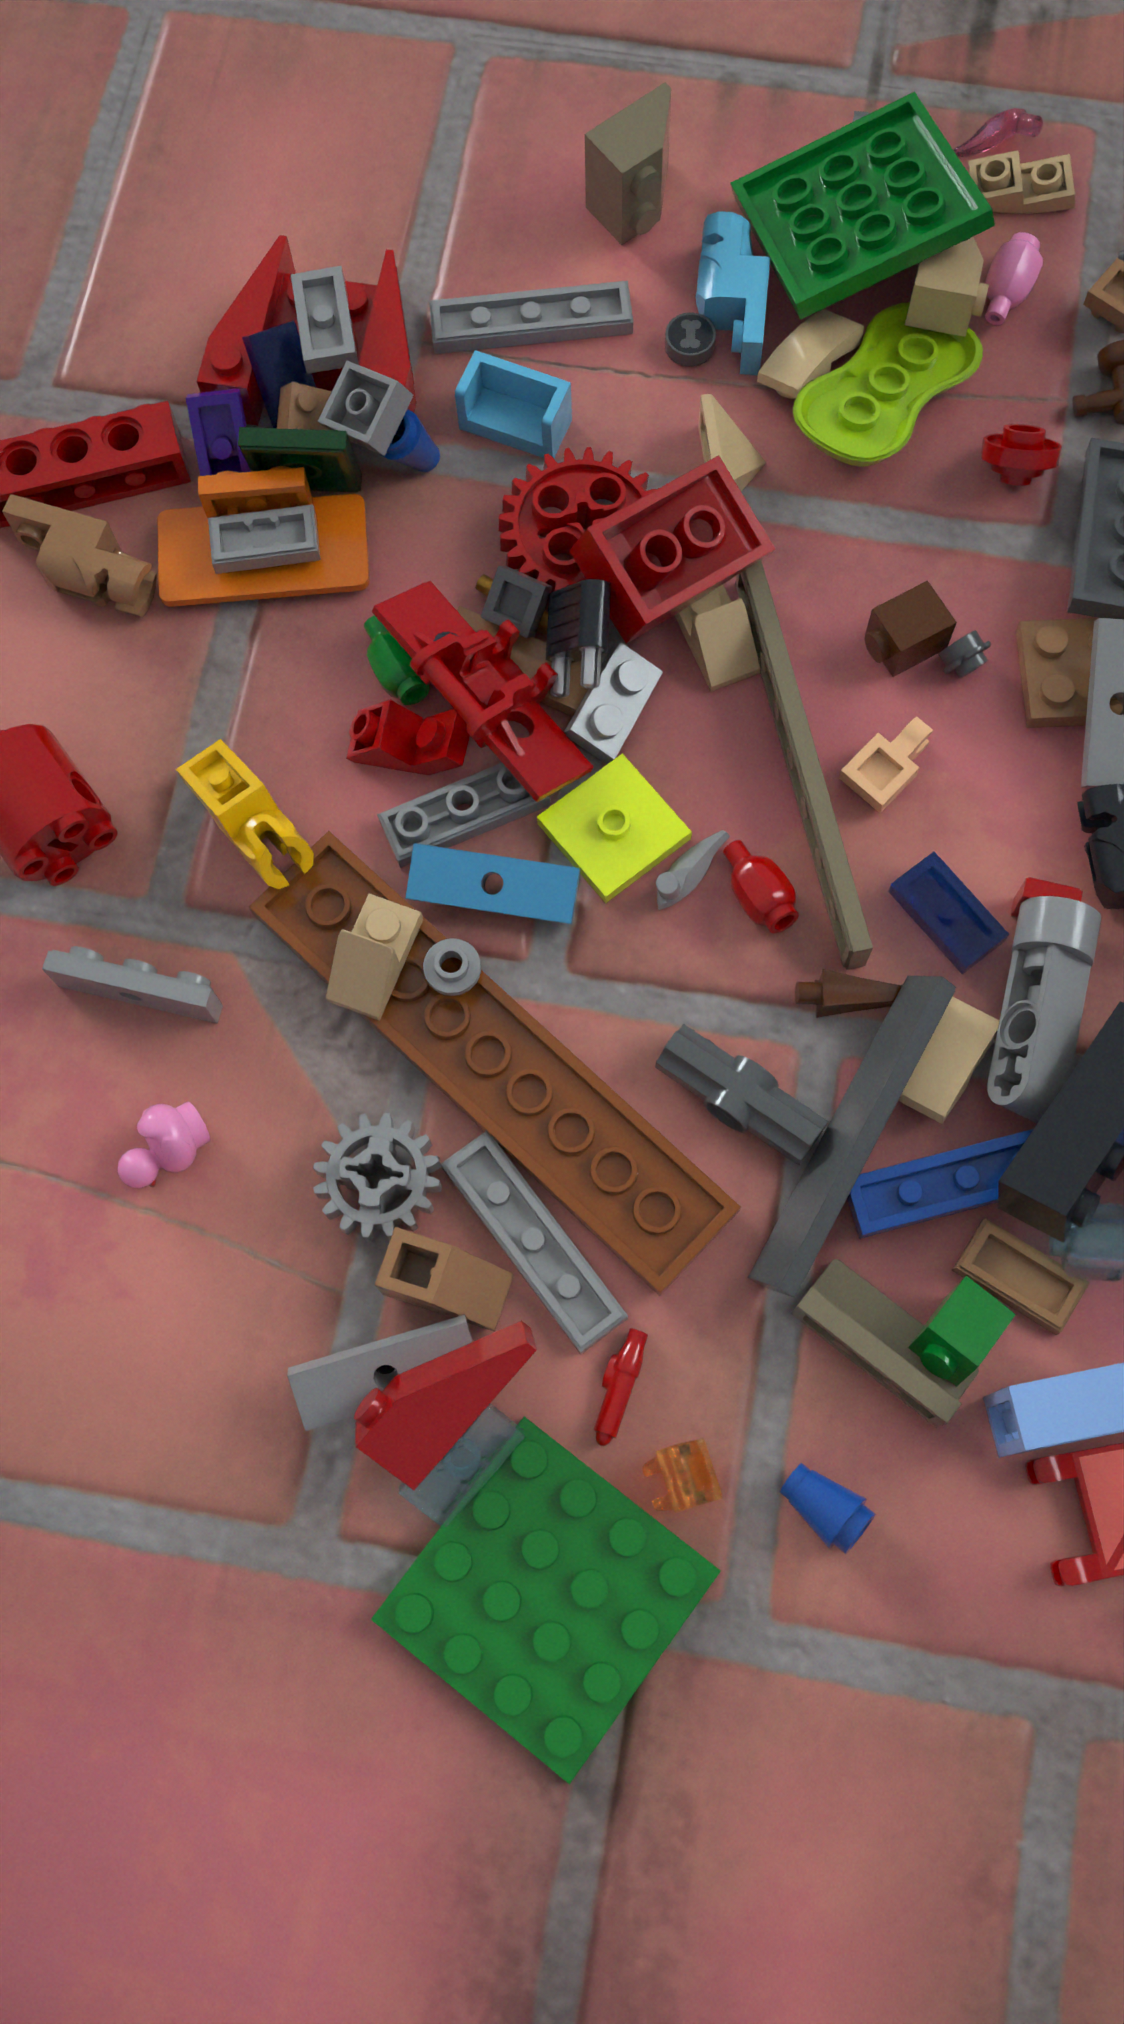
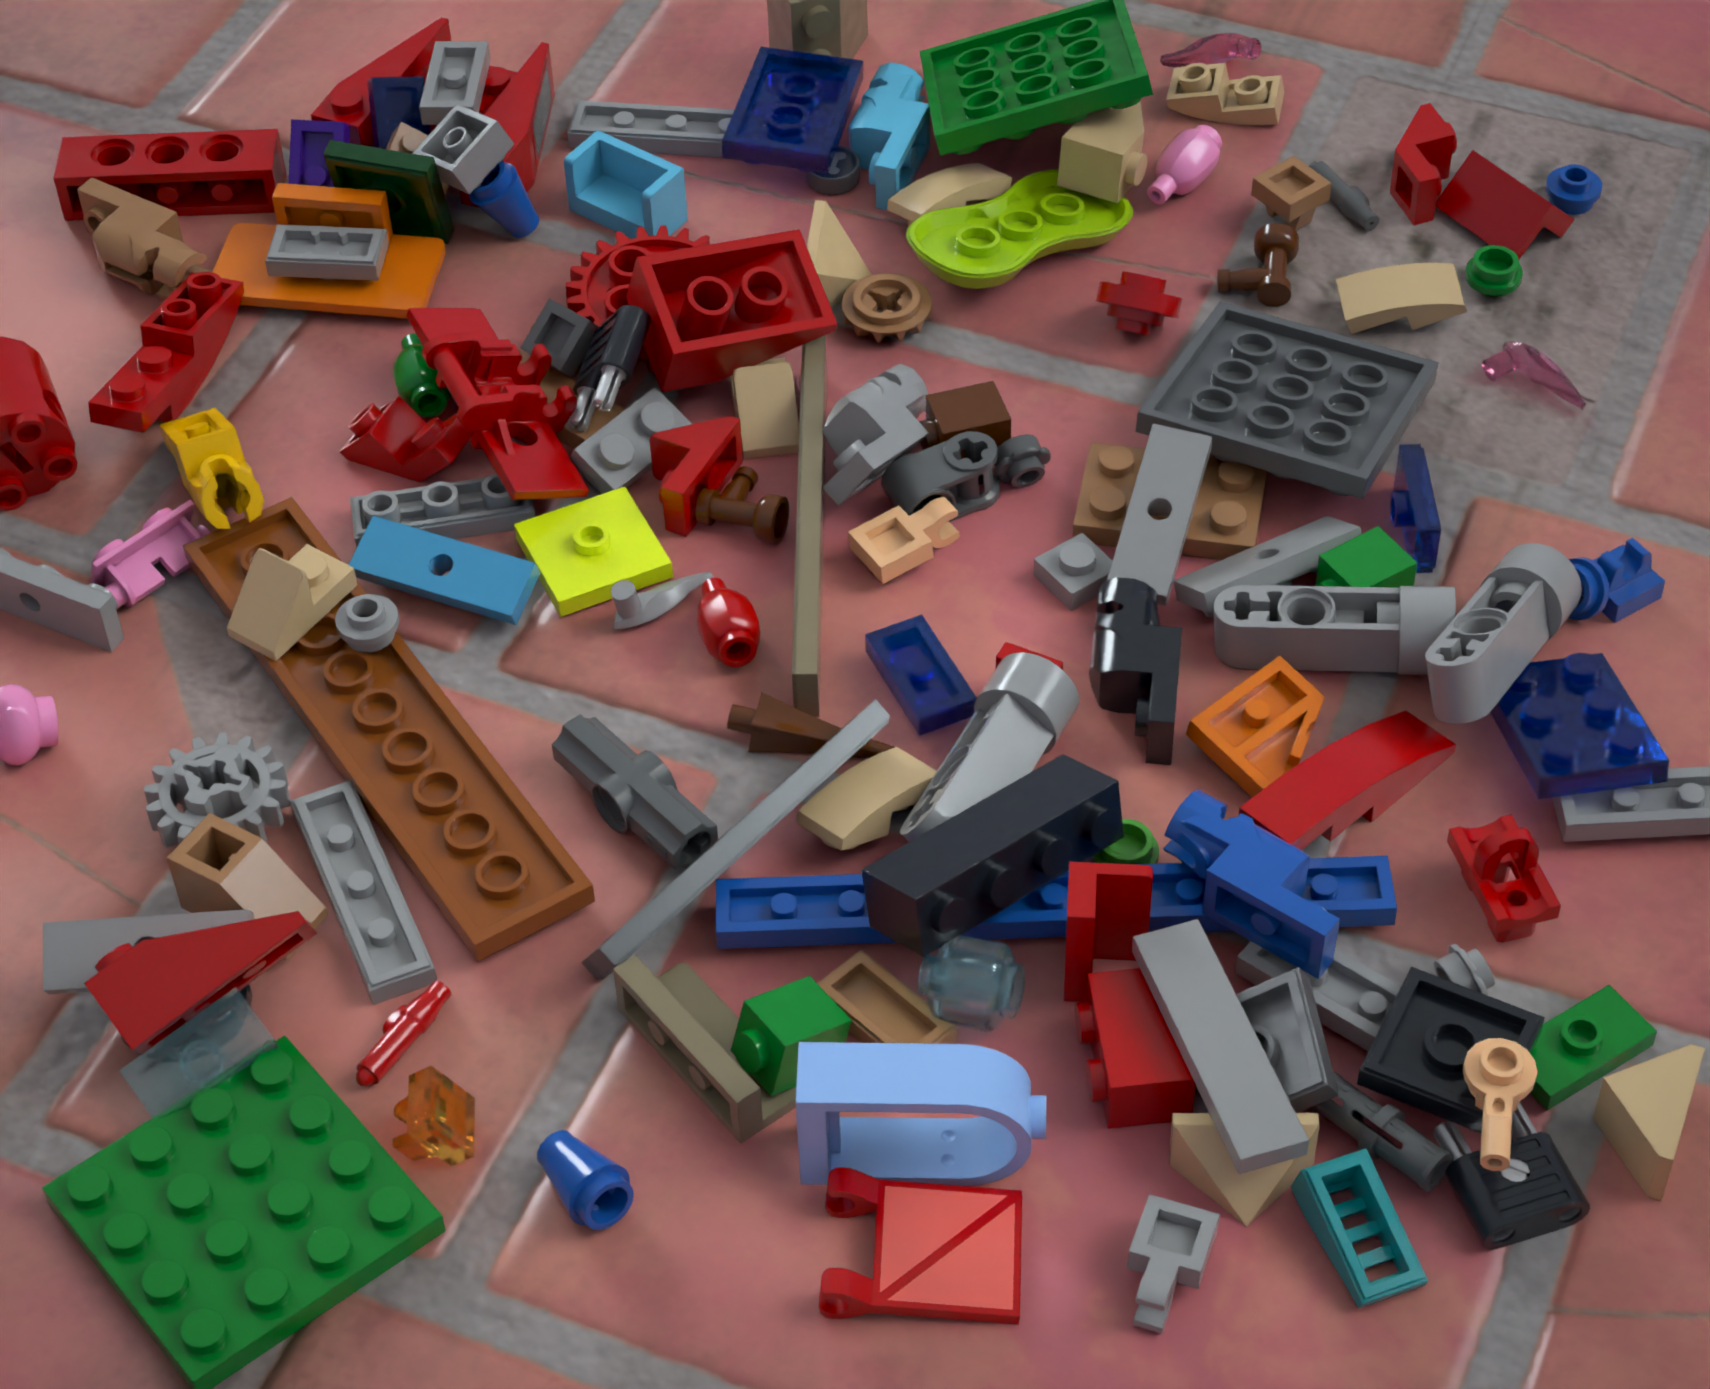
camera: 10 degrees right, 25 degrees down
(158, 687) = (175, 355): none -> red slope
(205, 936) = (129, 565): none -> bright pink hinge
(642, 282) = (793, 109): none -> clear blue plate
(680, 717) = (693, 460): none -> red slope
(720, 758) = (766, 517): none -> reddish brown piece
(781, 477) = (885, 292): none -> medium nougat gear
(837, 658) = (874, 429): none -> light grey plate
(905, 691) = (942, 473): none -> dark grey piece
(1044, 765) = (1073, 570): none -> light grey plate

